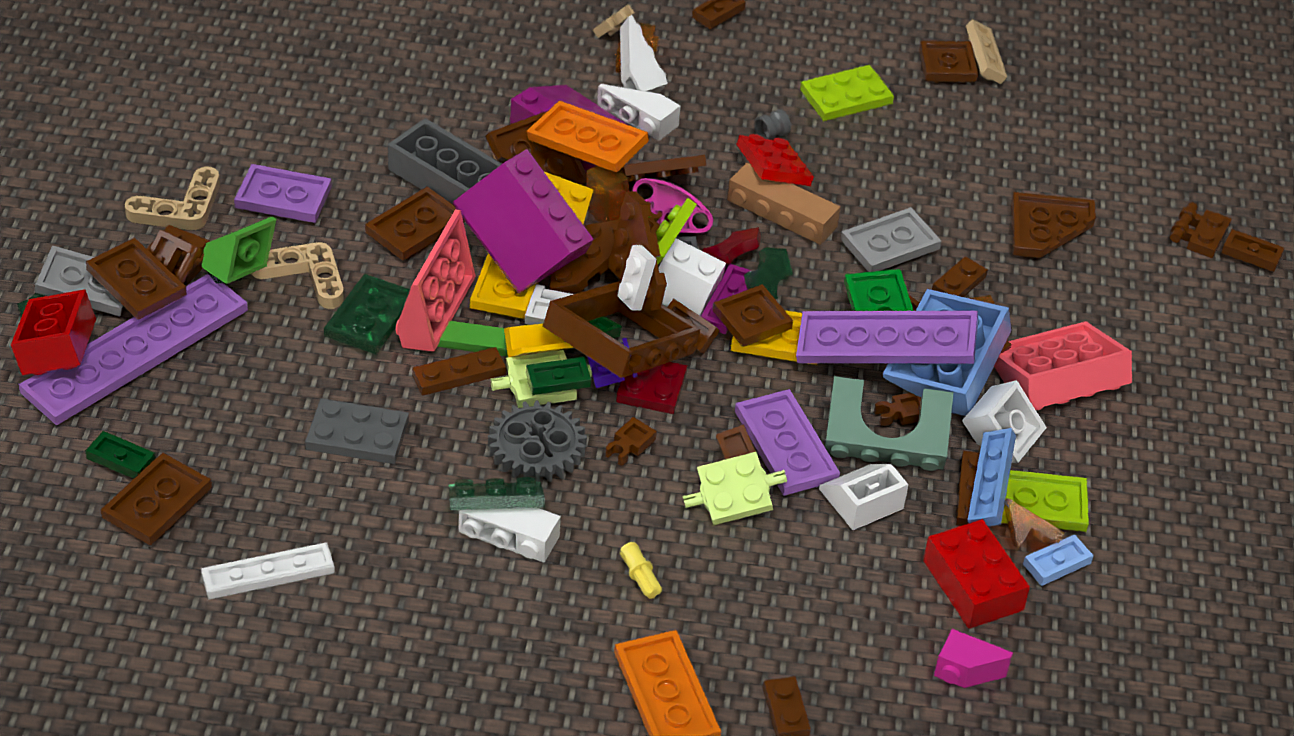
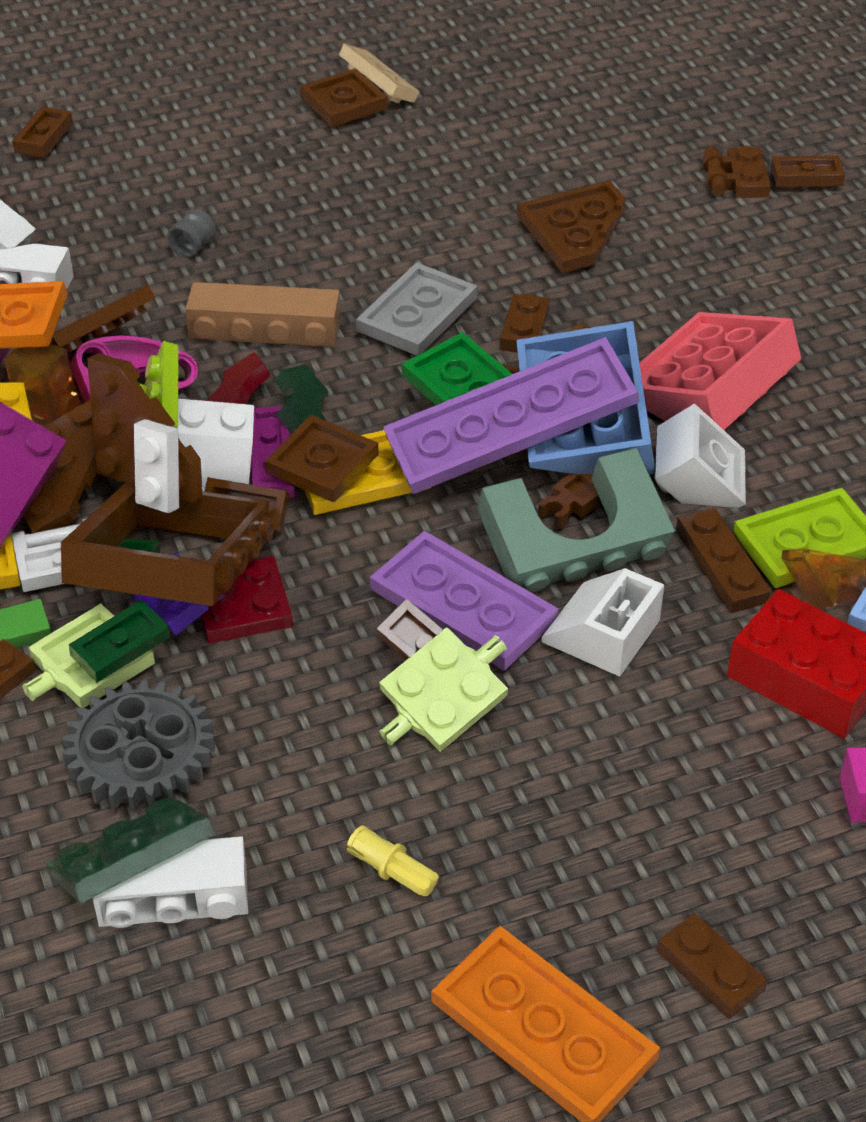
camera: 25 degrees left, 0 degrees up
(532, 340) = (53, 608): yellow panel -> none
(631, 437) = (263, 683): reddish brown plate -> none
(774, 160) = (224, 267): red plate -> none
(846, 92) = (251, 169): lime plate -> none
(992, 477) = (746, 533): medium blue plate -> none

